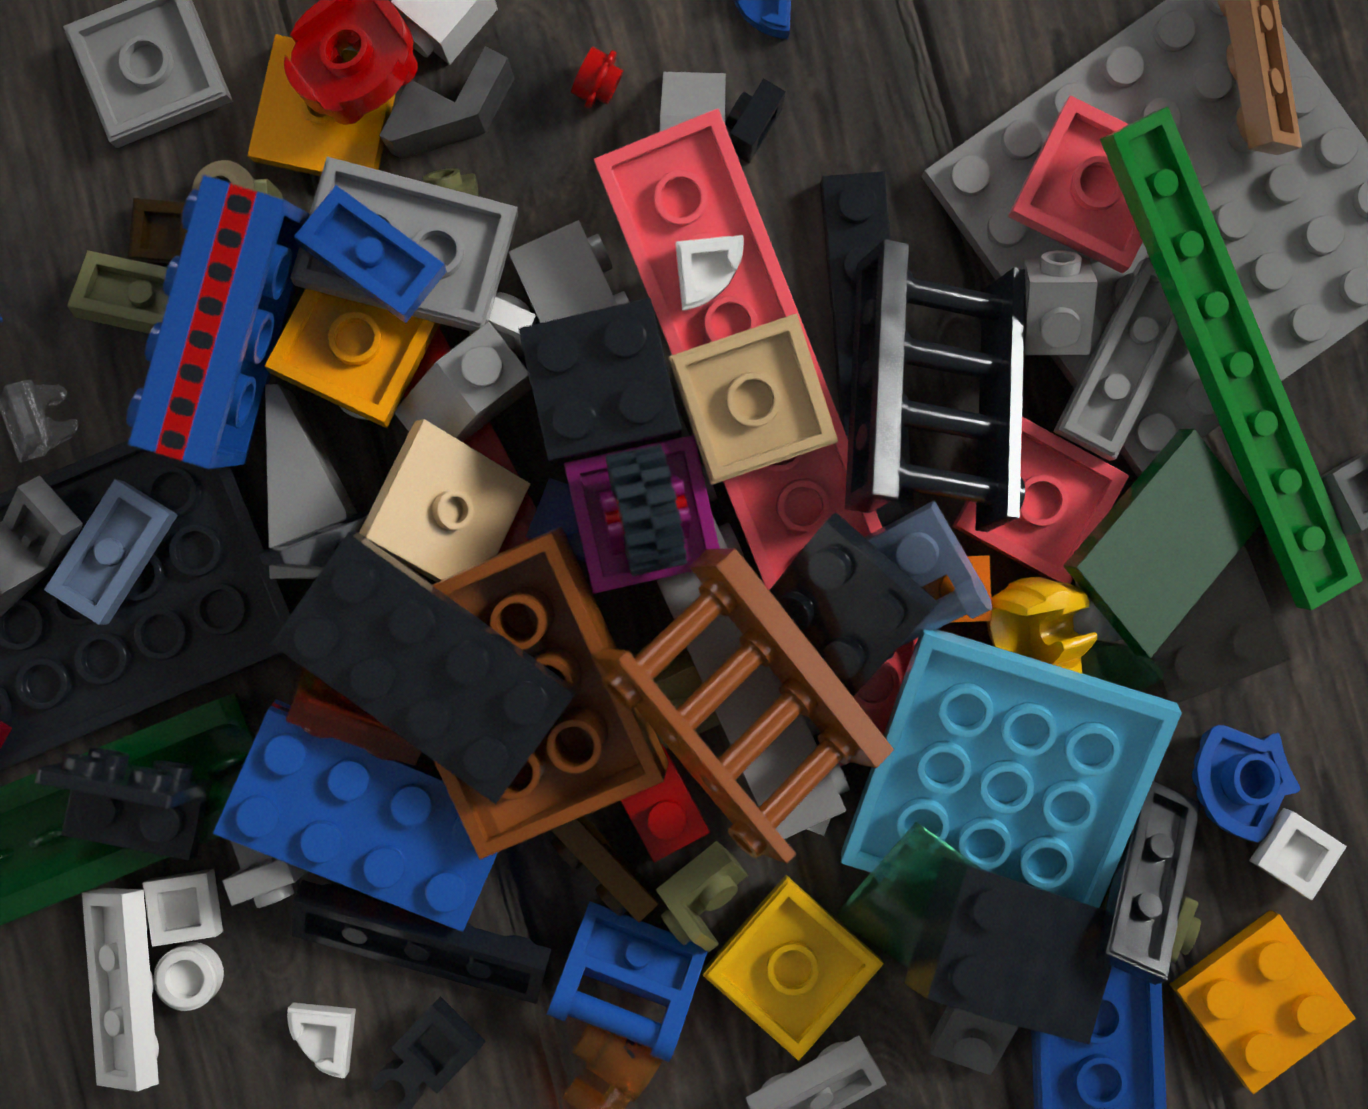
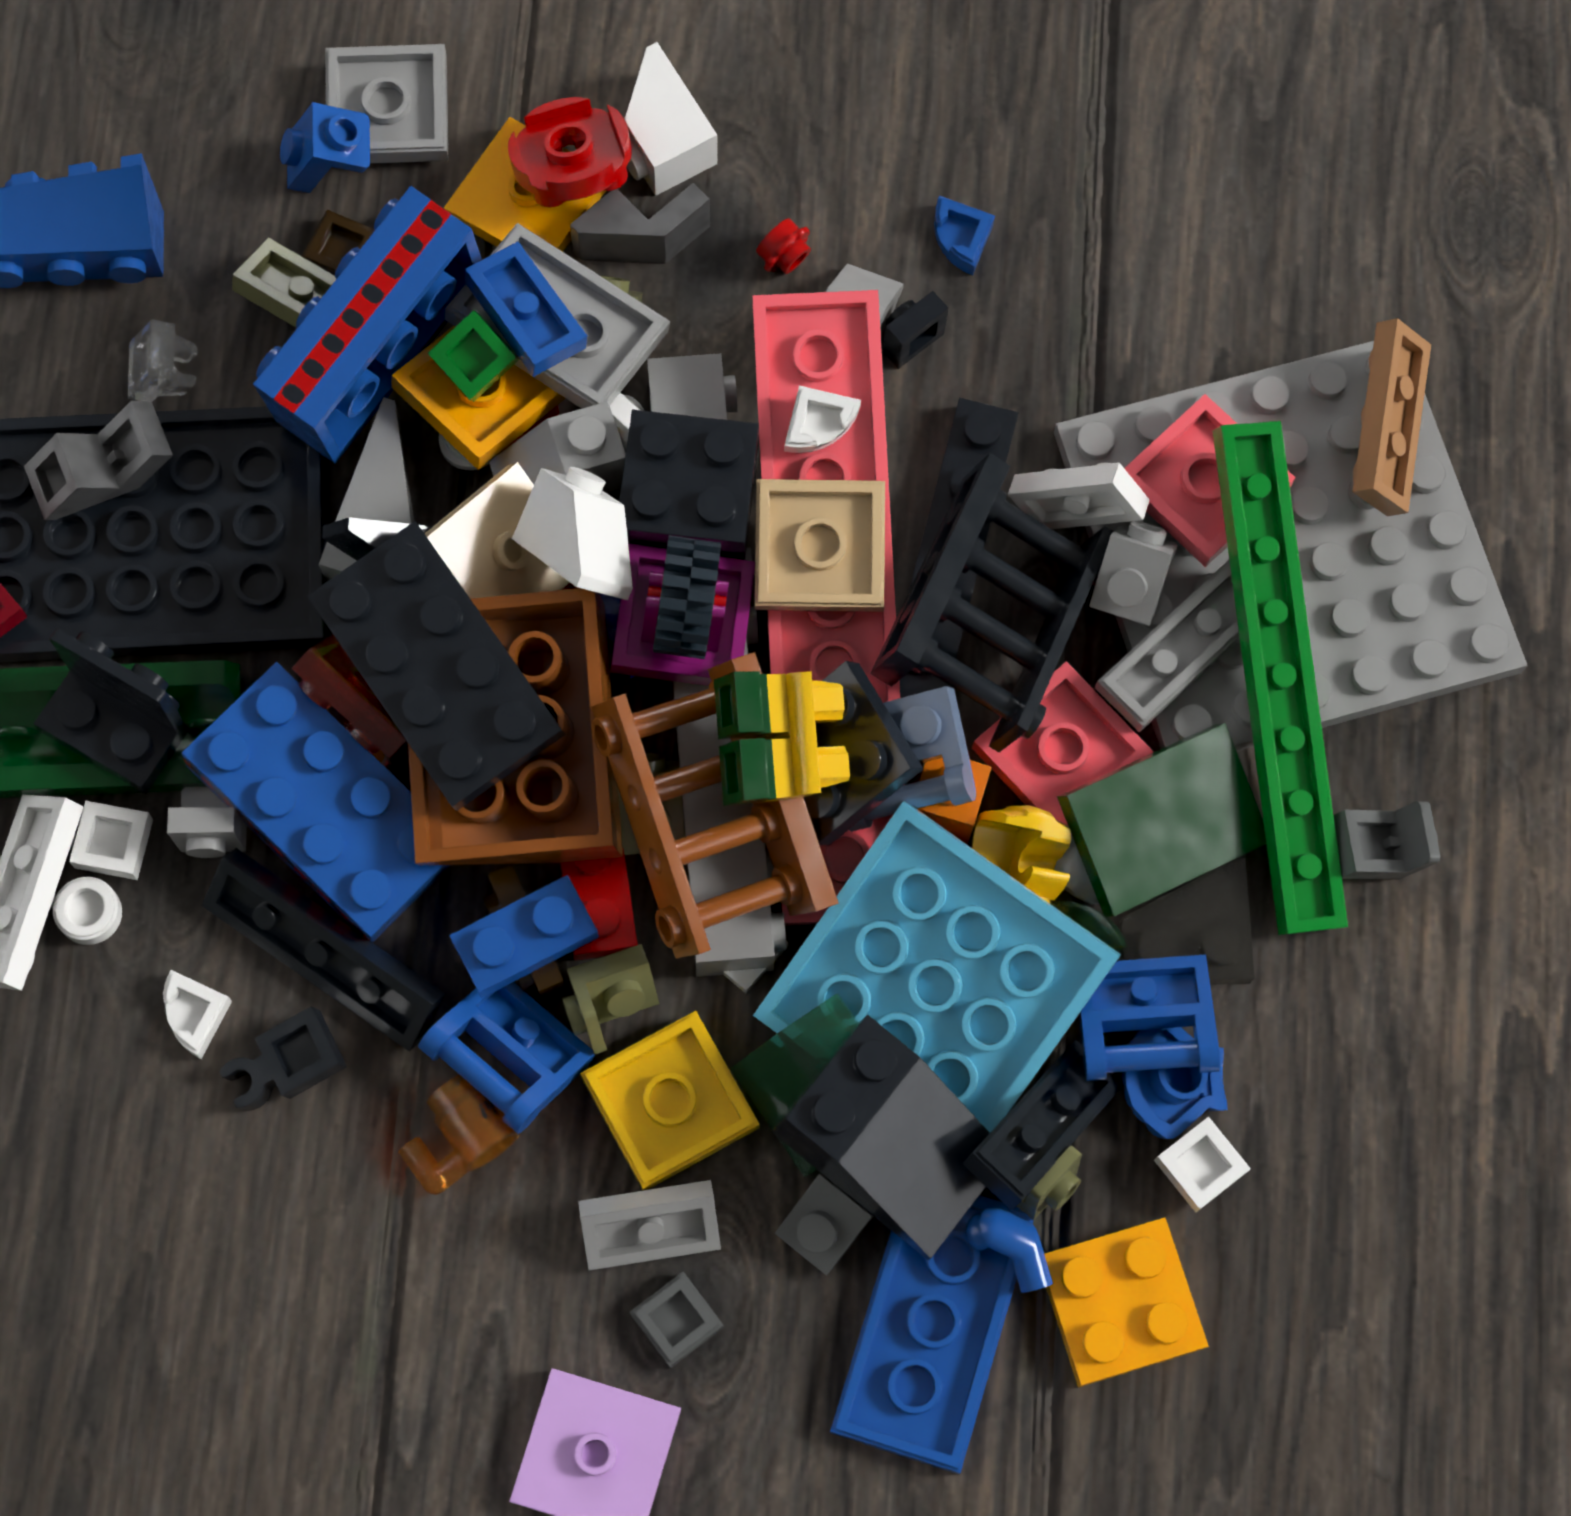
camera: 15 degrees right, 15 degrees down
(101, 130) = (324, 140): none -> blue bracket
(110, 552) = (185, 492): sand blue plate -> none
(337, 321) = (473, 356): none -> green plate
(514, 481) = (578, 531): none -> white slope
(606, 881) = (524, 936): none -> blue plate
(786, 633) = (783, 709): none -> hips
(987, 244) = (1080, 496): none -> white plate
(1167, 998) = (1015, 1239): none -> blue arm
(1212, 717) = (1145, 997): none -> blue plate

